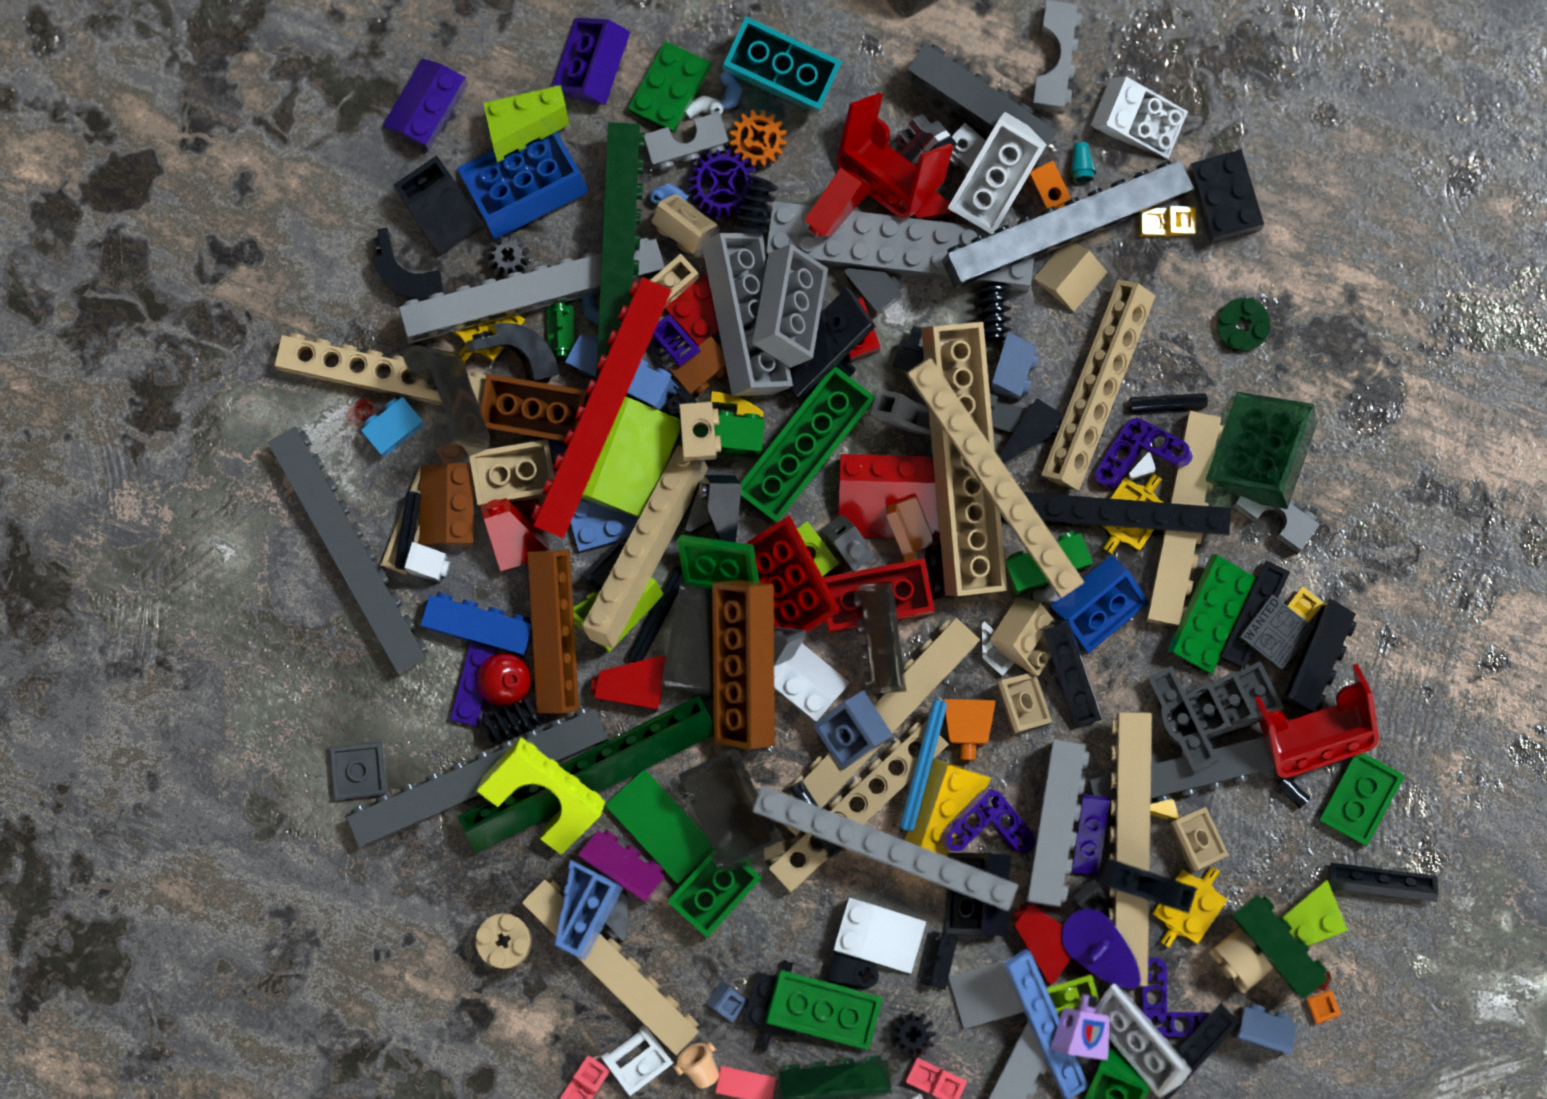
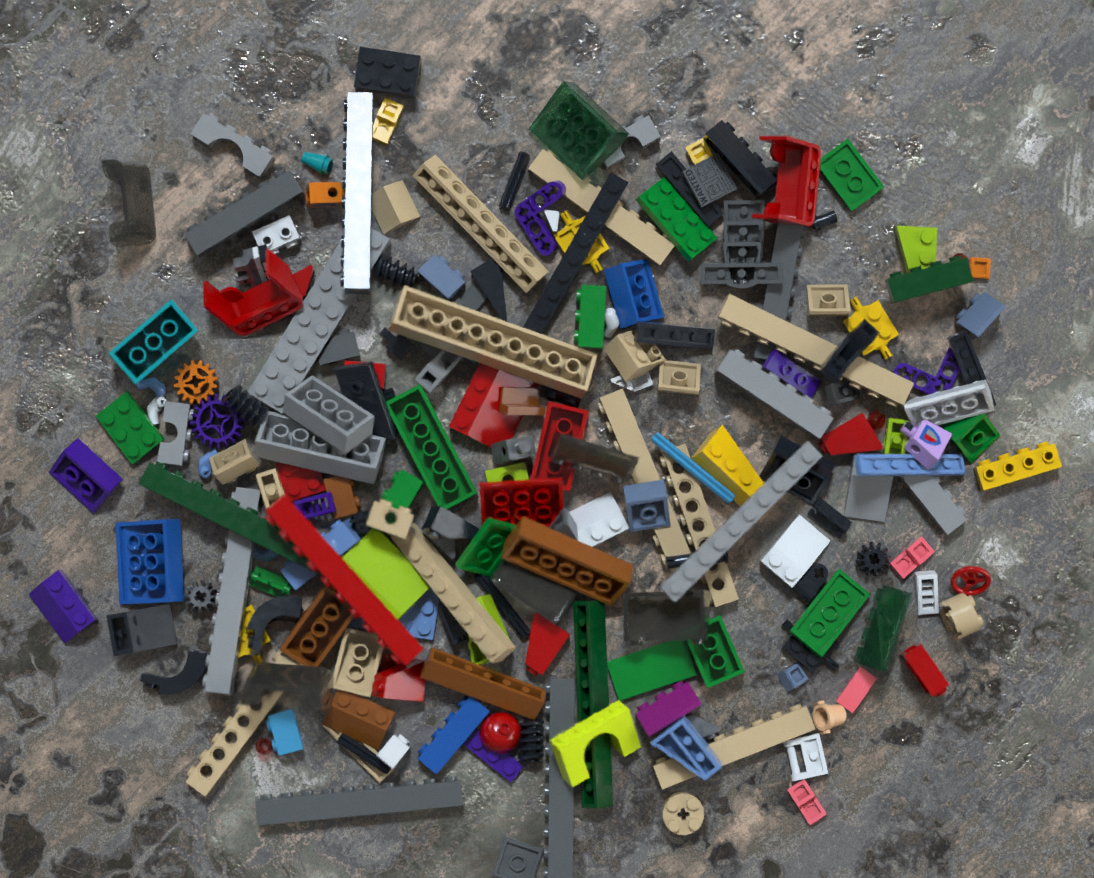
camera: 70 degrees left, 5 degrees up
(524, 118) = (106, 541): lime wedge -> none
(726, 400) = (384, 478): yellow slope -> none
(837, 202) = (270, 348): red slope -> none
(968, 724) = (677, 422): orange torso -> none
(988, 815) = (748, 436): dark purple beam -> none
(994, 477) = (518, 328): tan brick -> none
(998, 173) = (301, 225): white slope -> none
(1101, 948) = (874, 403): dark purple shield -> none
(1139, 117) = (302, 107): white slope -> none
(1164, 810) = (797, 313): yellow slope -> none
(1237, 338) = (491, 94): dark green plate -> none
(1240, 960) = (924, 310): tan brick -> none
(1383, 882) = (913, 187): black plate -> none

